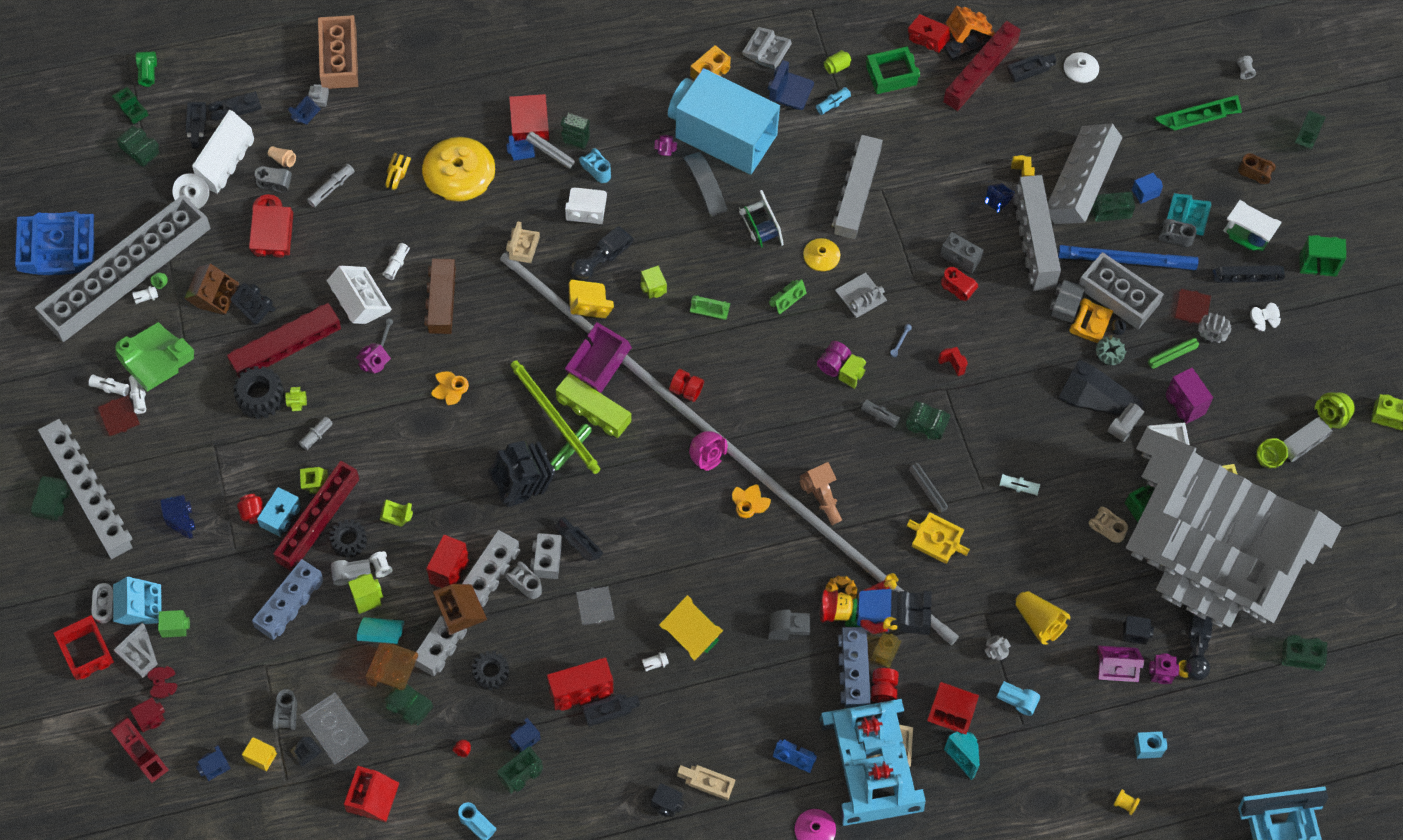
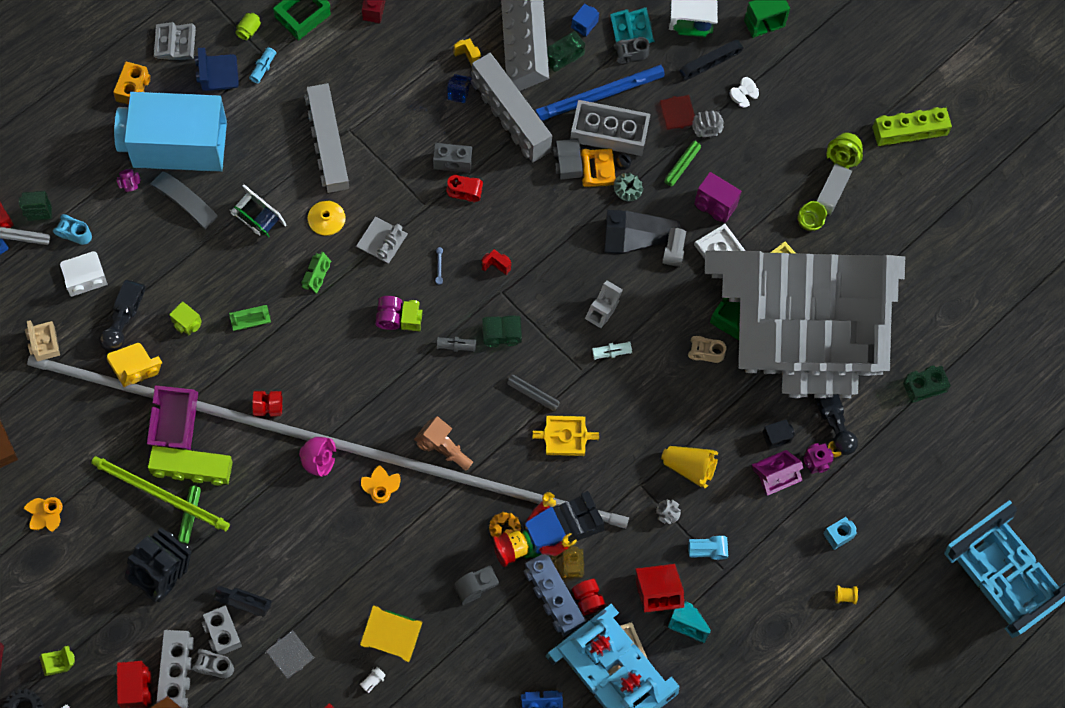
camera: 30 degrees left, 5 degrees up
(1033, 442) = (604, 305): none -> light grey brick

